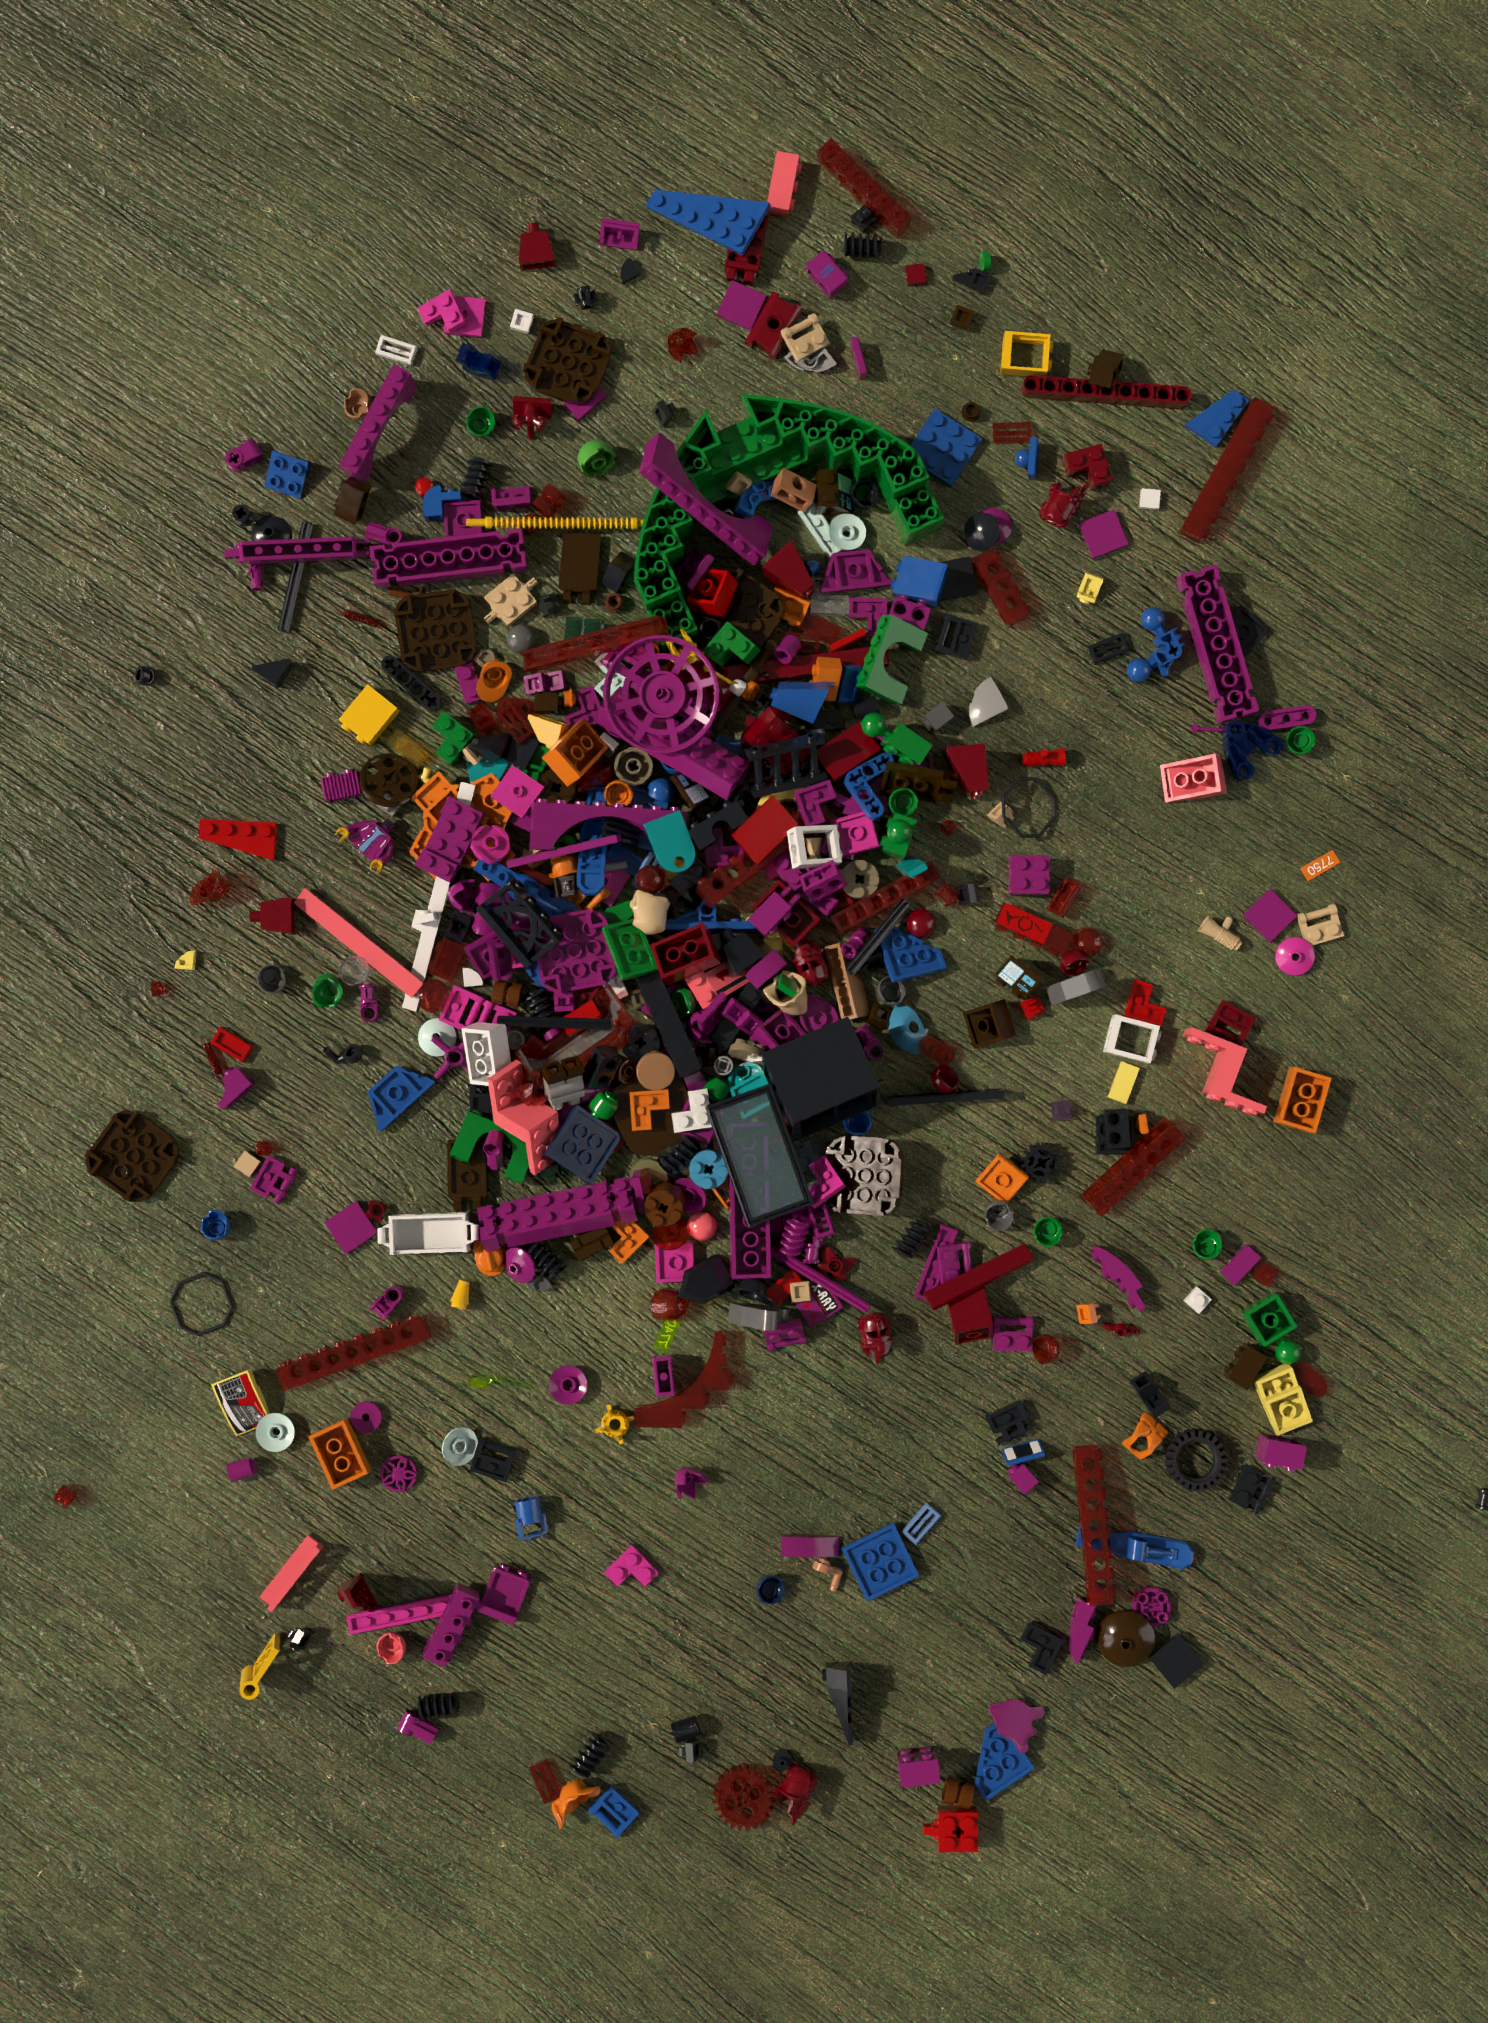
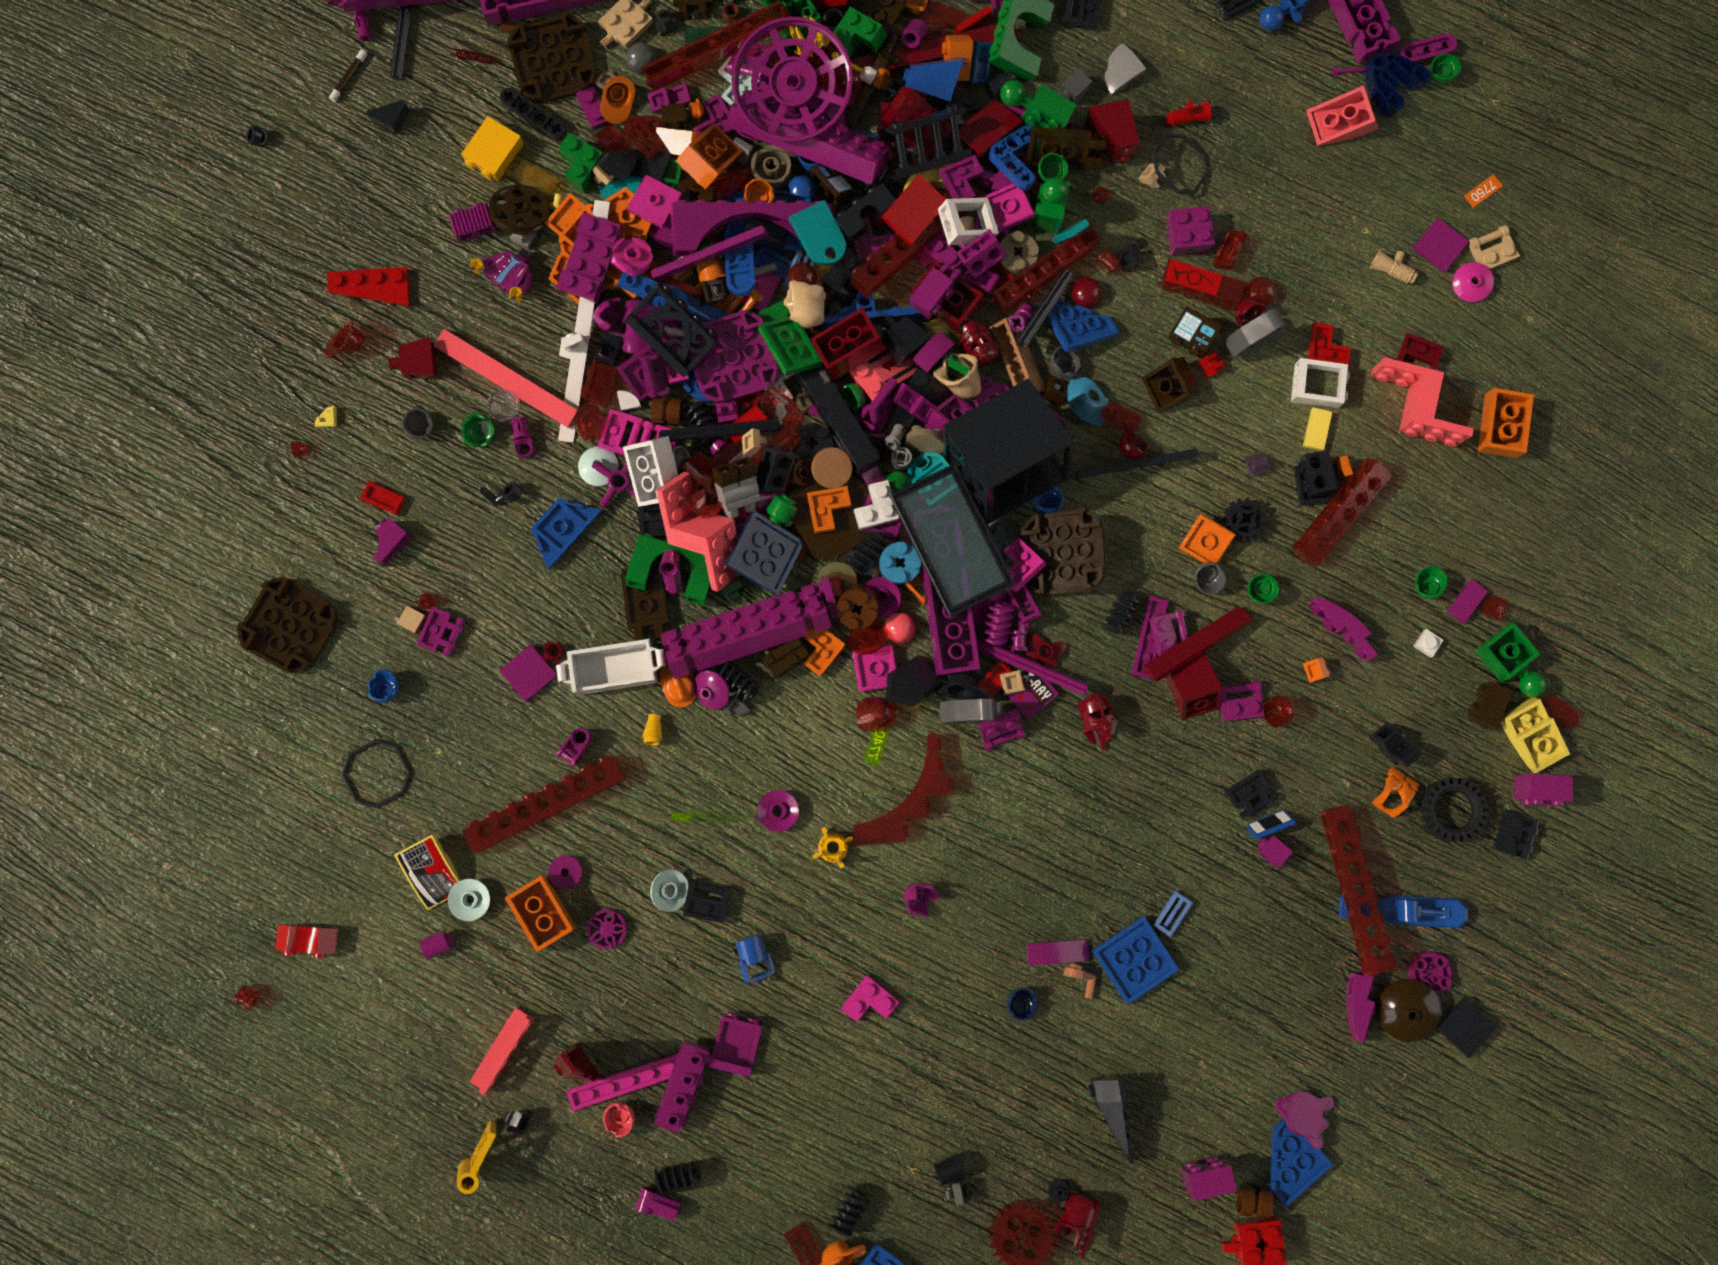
camera: 10 degrees left, 5 degrees down
(125, 1451) = (306, 940): none -> red brick
(212, 1058) = (364, 516): clear red piece -> none
(237, 624) = (348, 75): none -> dark brown bar
(584, 1038) = (752, 442): none -> tan tile
(663, 1375) = (878, 787): magenta brick -> none
(717, 1049) = (894, 439): none -> light grey pin
(874, 962) = (1042, 337): black bracket -> none
(1046, 1646) = (1326, 1031): black plate -> none
(1120, 1329) = (1353, 682): dark red piece -> none

